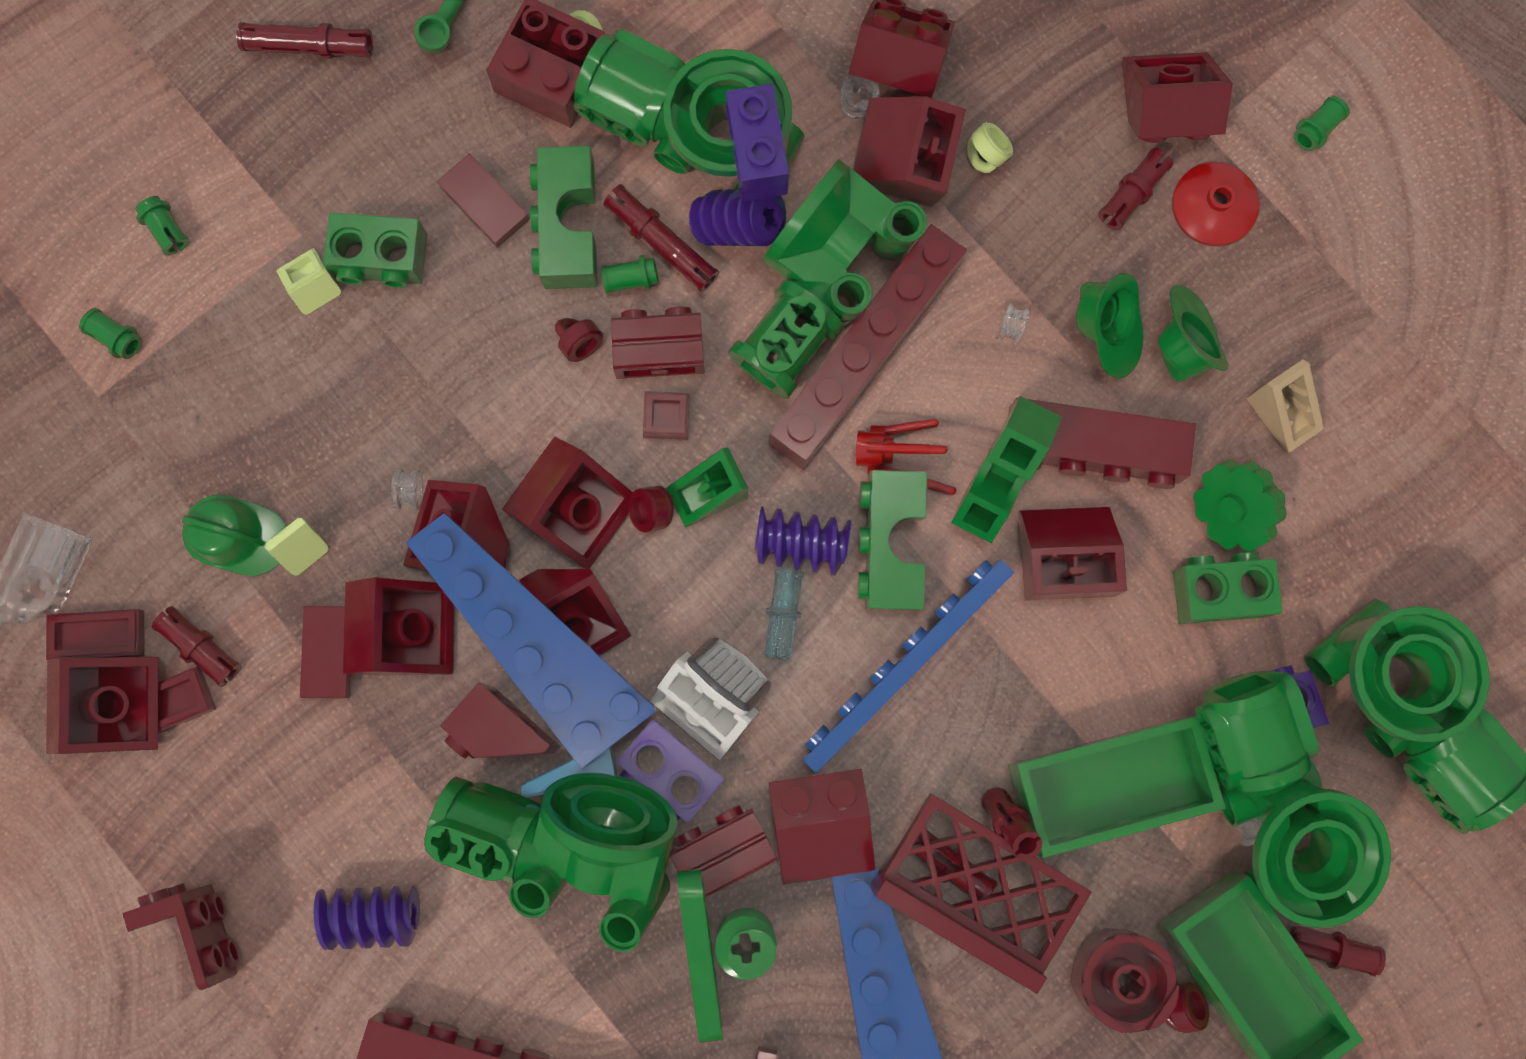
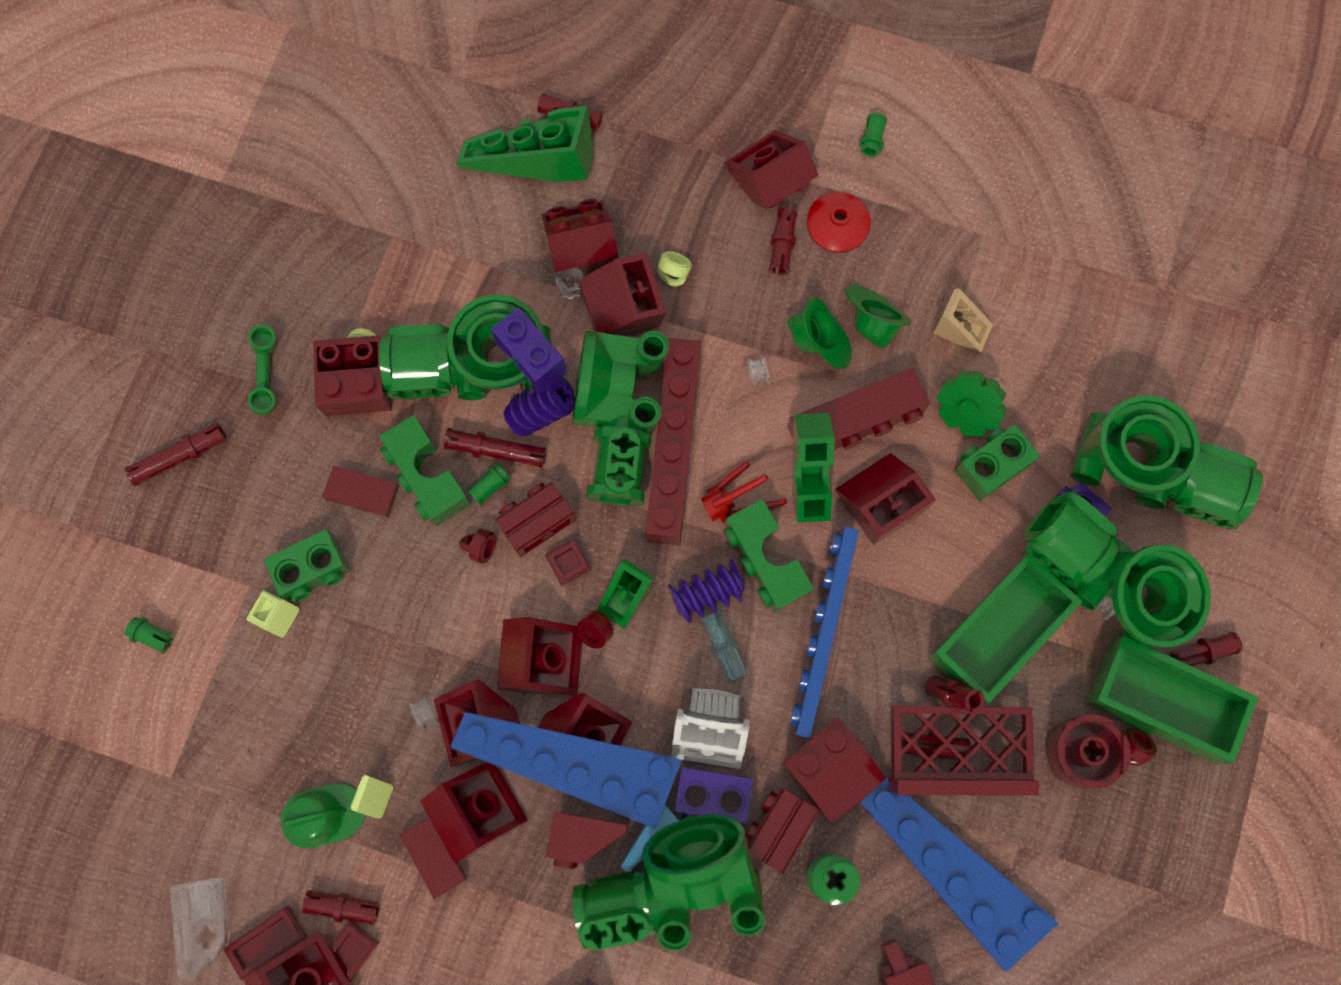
camera: 25 degrees left, 5 degrees down
(119, 339) = (156, 729): green pin -> none
(700, 955) = (807, 905): green beam -> none

